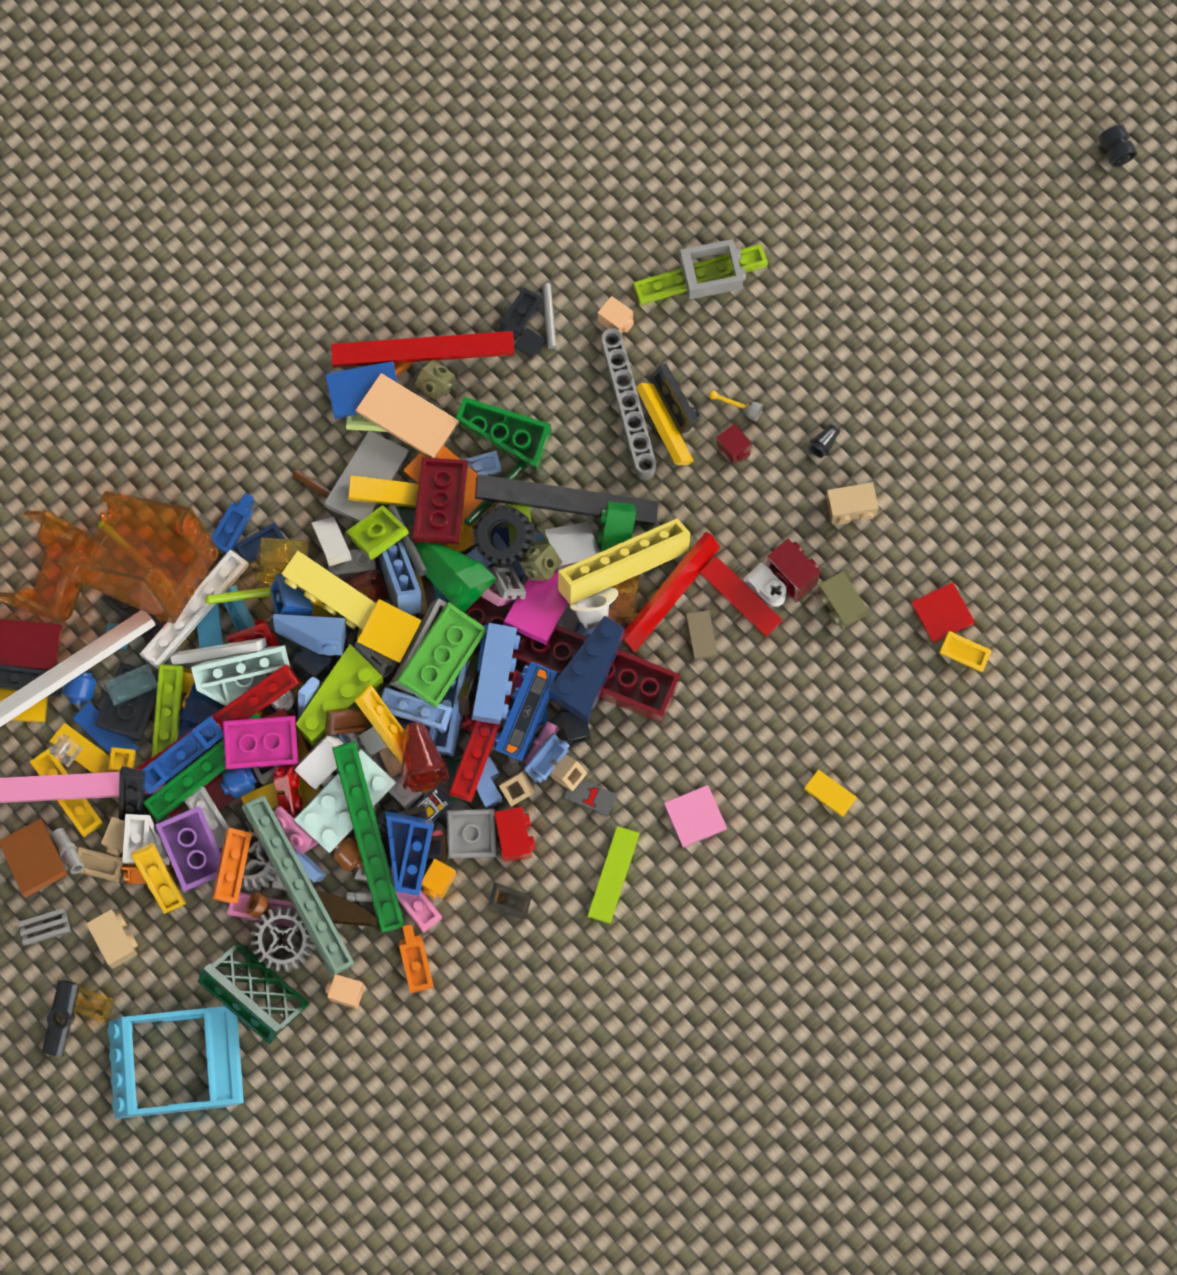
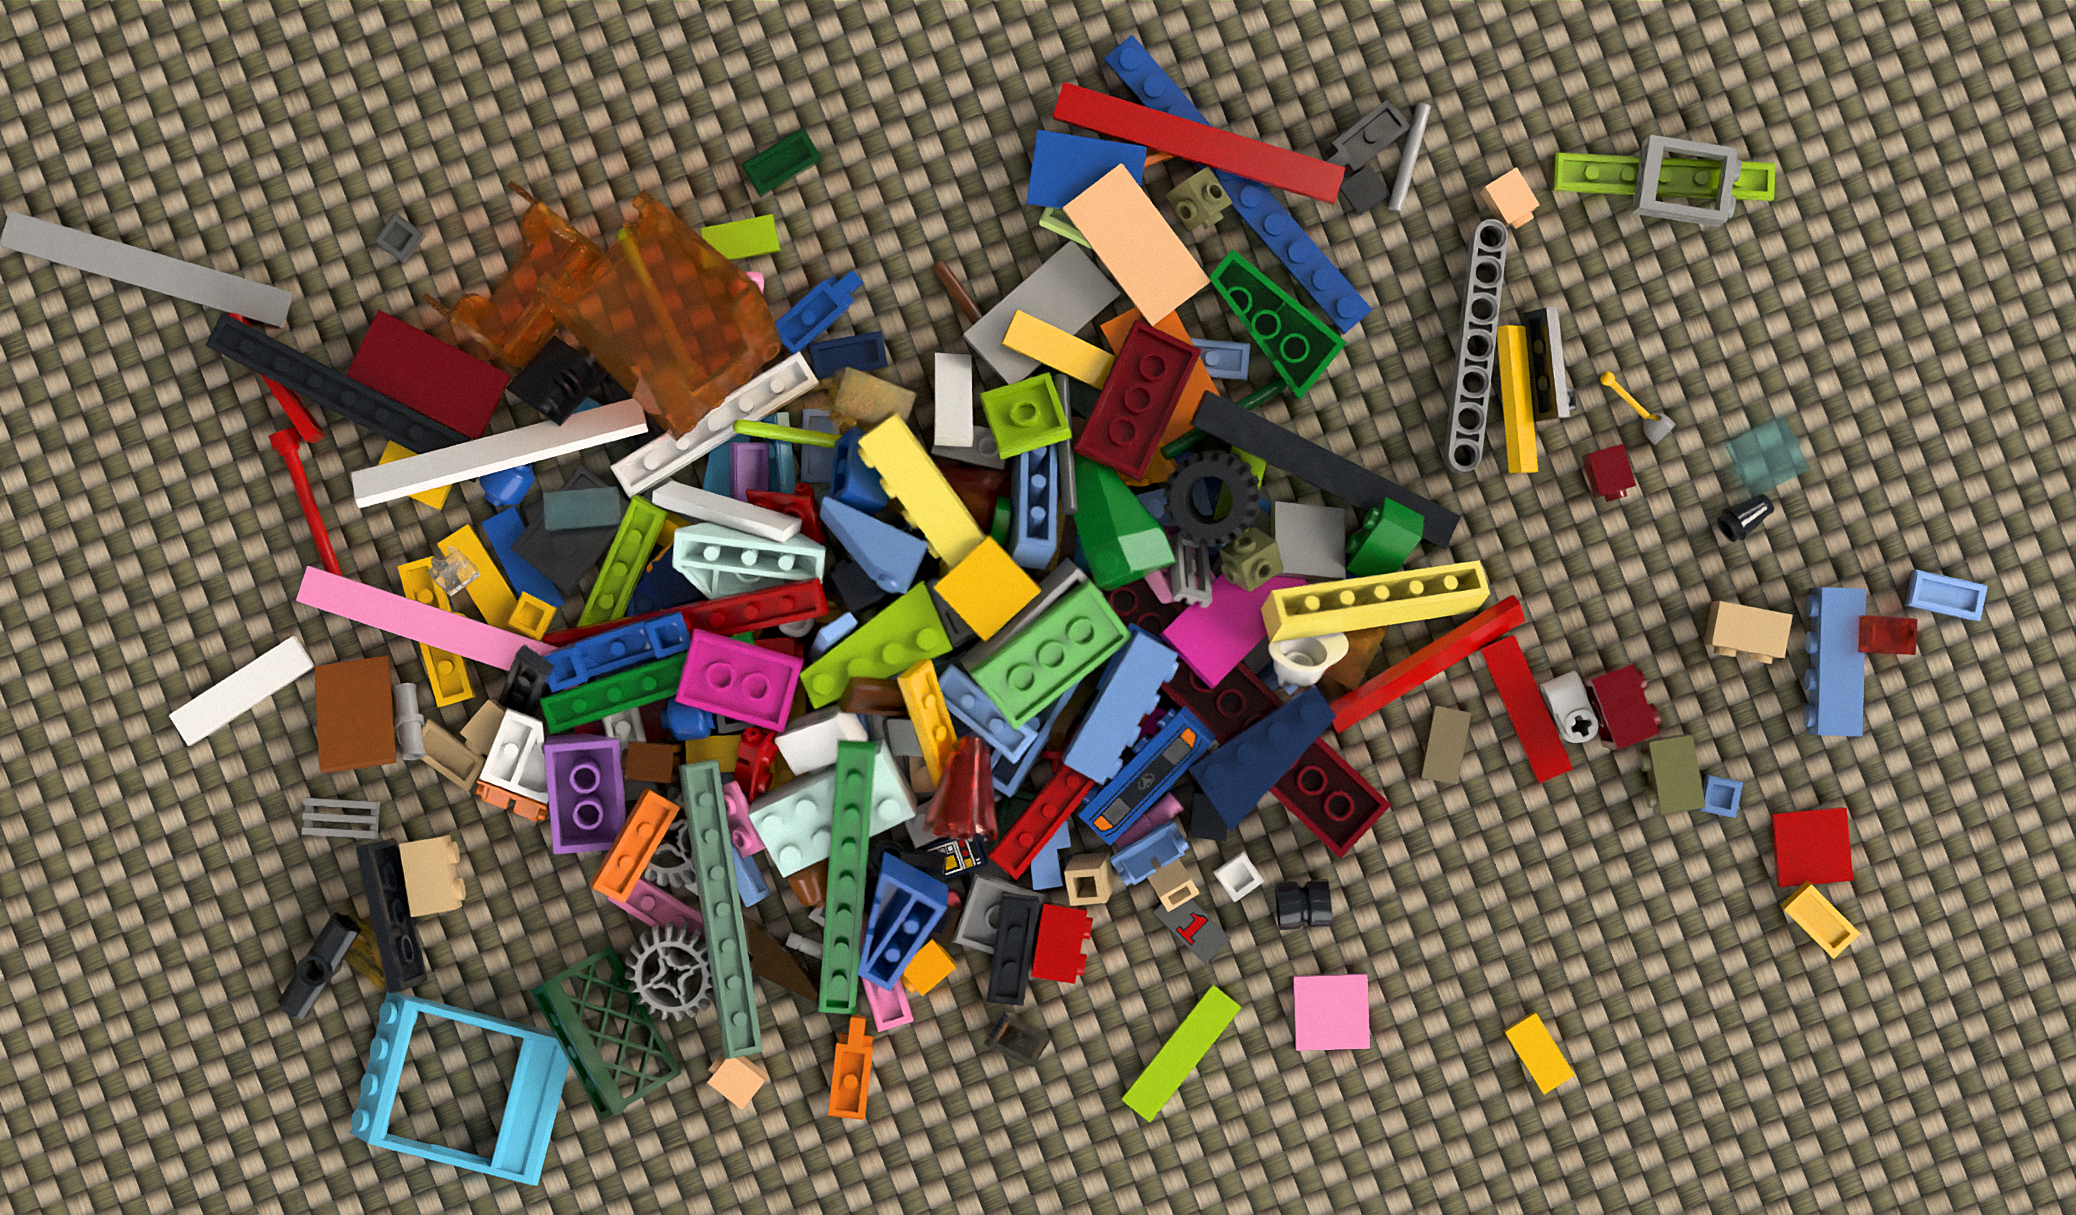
camera: 20 degrees right, 15 degrees up
(91, 617) = (557, 380): none -> black hinge
(96, 968) = (391, 915): none -> black tile
(158, 878) = (524, 816): yellow tile -> none
(179, 495) = (744, 237): none -> lime tile
(182, 450) = (782, 162): none -> dark green tile
(222, 625) = (748, 468): none -> medium lavender tile
(226, 814) = (653, 761): none -> reddish brown slope
(257, 905) = (654, 909): dark orange tile -> none
(263, 606) = (816, 460): none -> light blue tile
(384, 592) = (1001, 519): none -> green tile
(465, 371) = (1249, 198): none -> blue plate
(486, 848) = (1012, 949): none -> black tile
(608, 757) = (1238, 876): none -> white tile
(652, 756) = (1303, 904): none -> black wheel
(824, 404) = (1767, 456): none -> clear light blue piece
(877, 604) = (1721, 795): none -> medium blue tile
(911, 501) = (1835, 664): none -> medium blue brick
(934, 474) = (1887, 635): none -> clear red tile
(960, 443) = (1946, 595): none -> light blue tile

